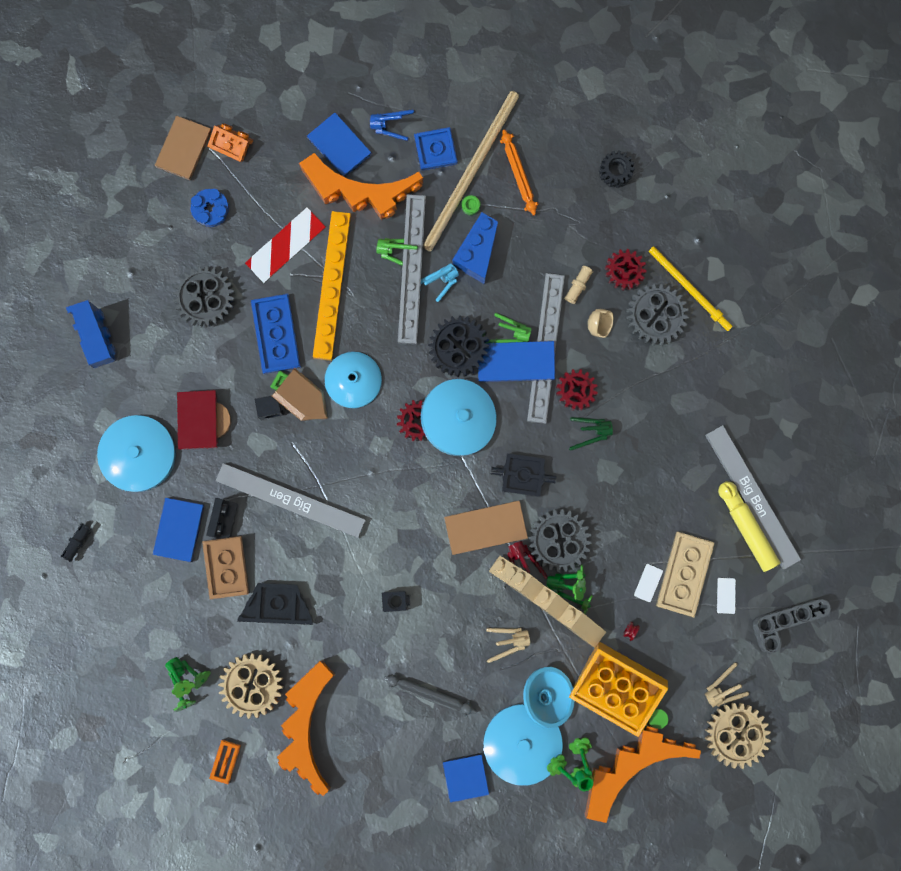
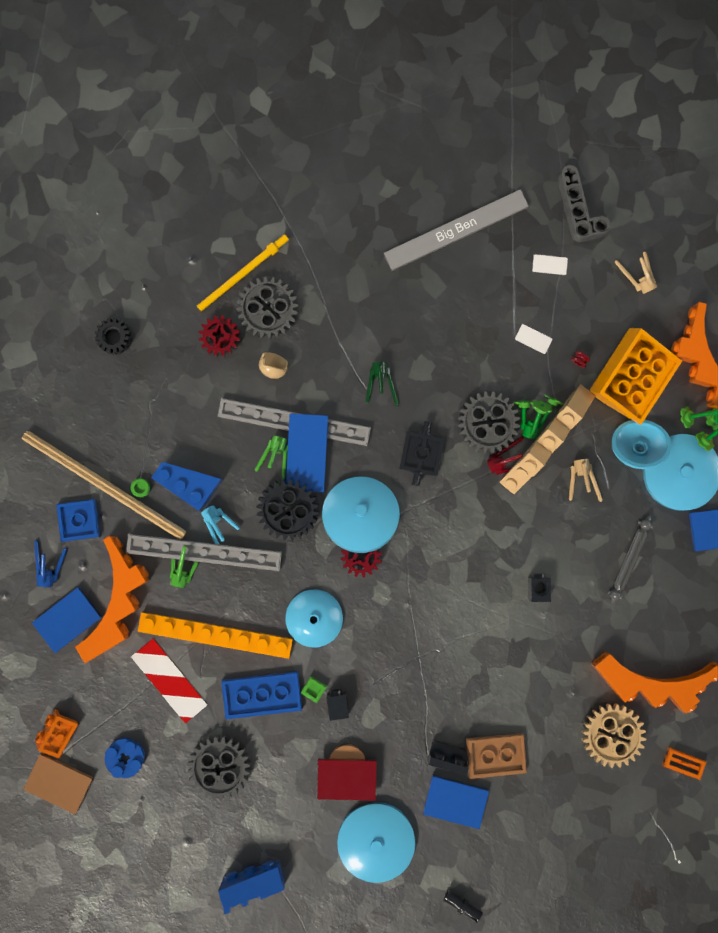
camera: 85 degrees left, 5 degrees up
(175, 671) = (594, 809): plant -> none
(276, 605) = (536, 706): black wing -> none
(290, 500) = (432, 688): light grey tile -> none
(301, 397) = (330, 672): medium nougat tile -> none
(485, 527) = (471, 494): medium nougat tile -> none
(519, 172) = (109, 436): orange wheel -> none
(578, 284) = (231, 384): tan pin -> none
(581, 396) = (335, 387): dark red gear -> none
(658, 719) = (666, 339): bright green tile -> none
(685, 574) = (527, 302): tan tile -> none
(748, 527) = (486, 236): light yellow piece -> none
(751, 747) = (695, 253): tan gear -> none

